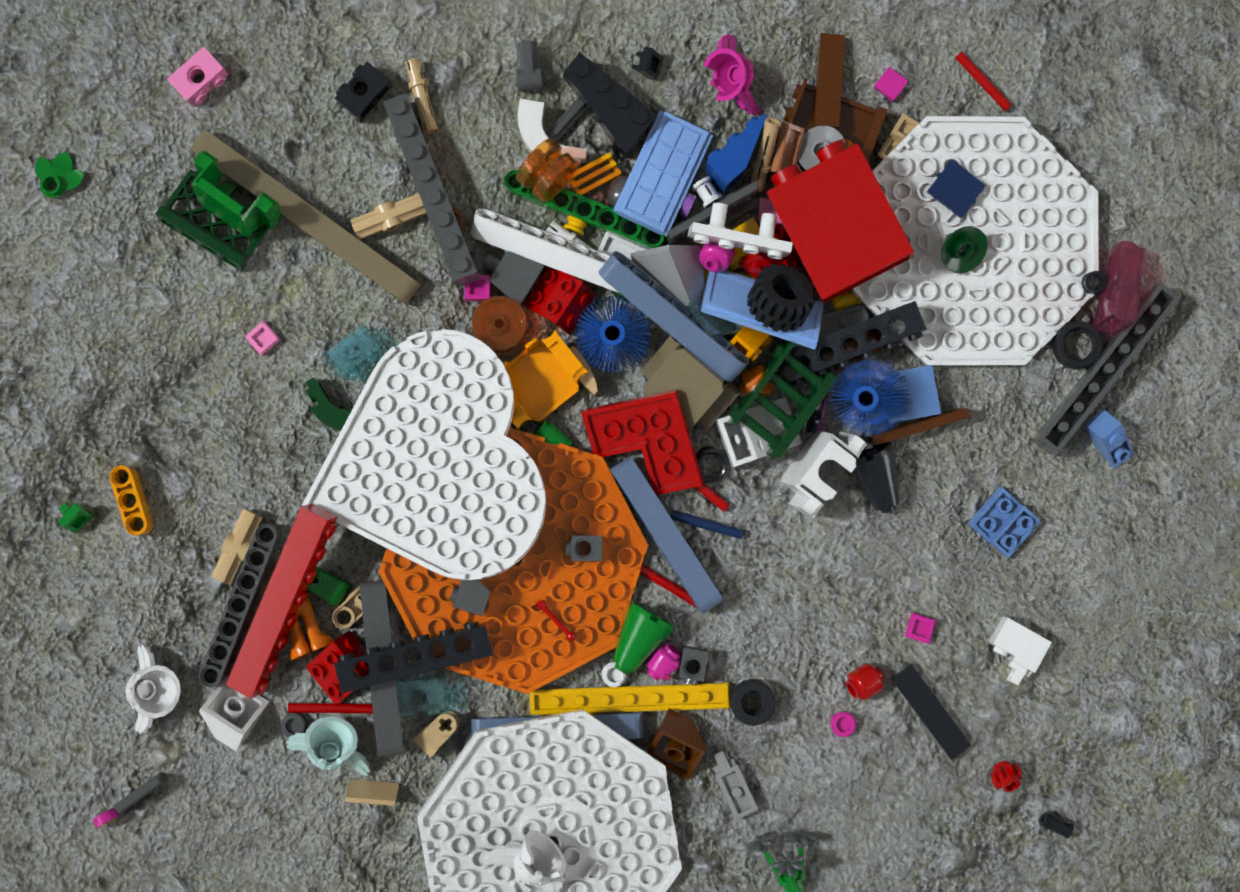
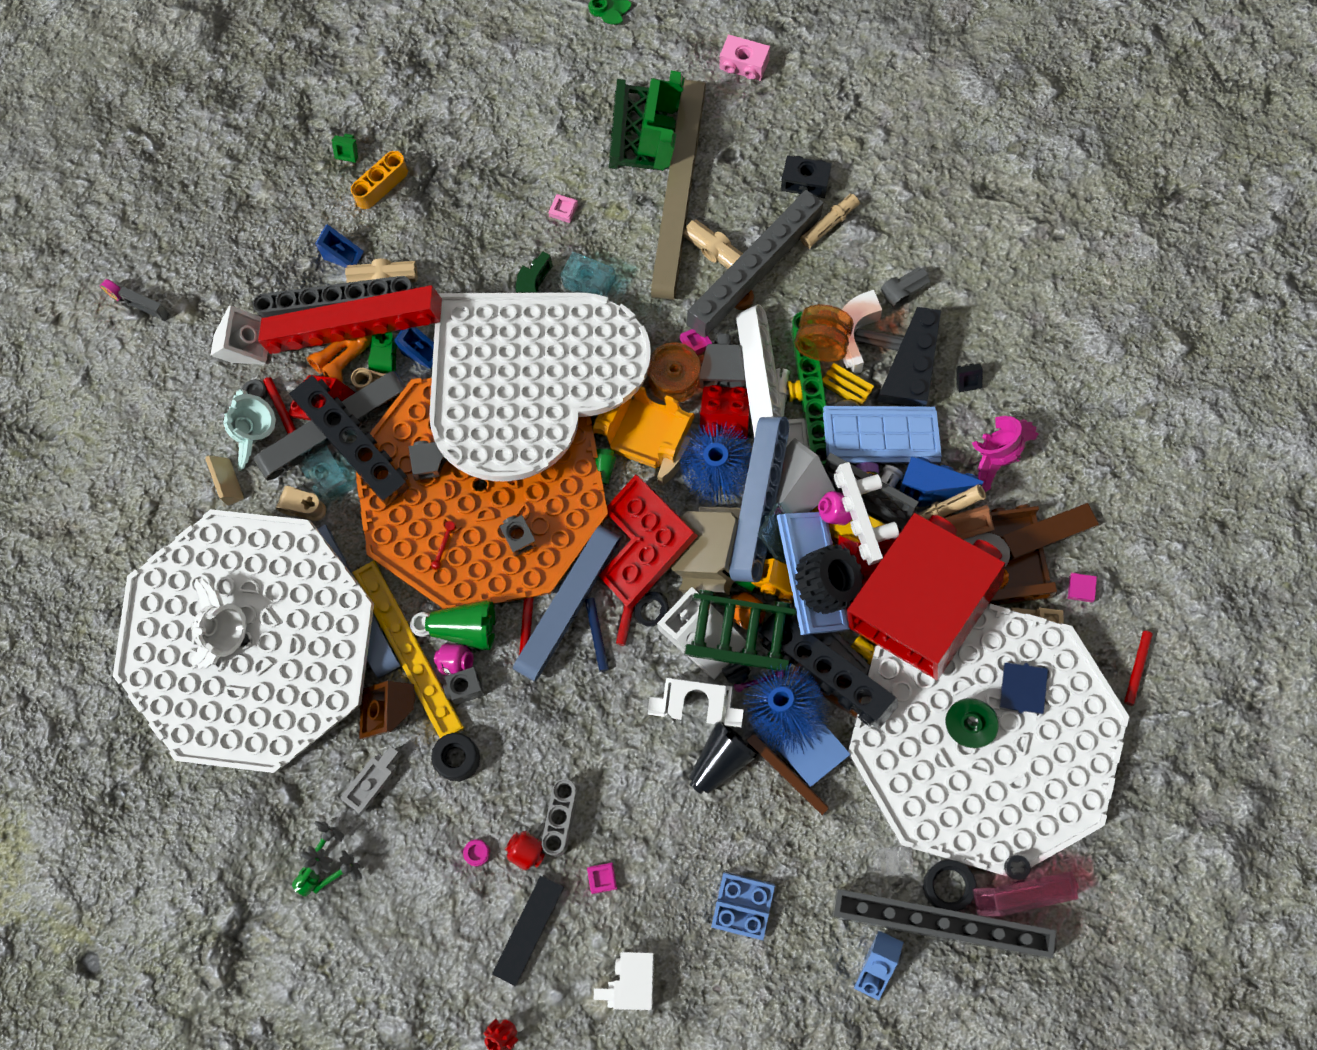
camera: 70 degrees right, 15 degrees down
(151, 690) = (230, 267): white helmet -> none
(188, 575) = (337, 248): none -> blue slope
(340, 547) = (416, 346): none -> blue slope
(865, 641) = (559, 805): none -> light grey beam

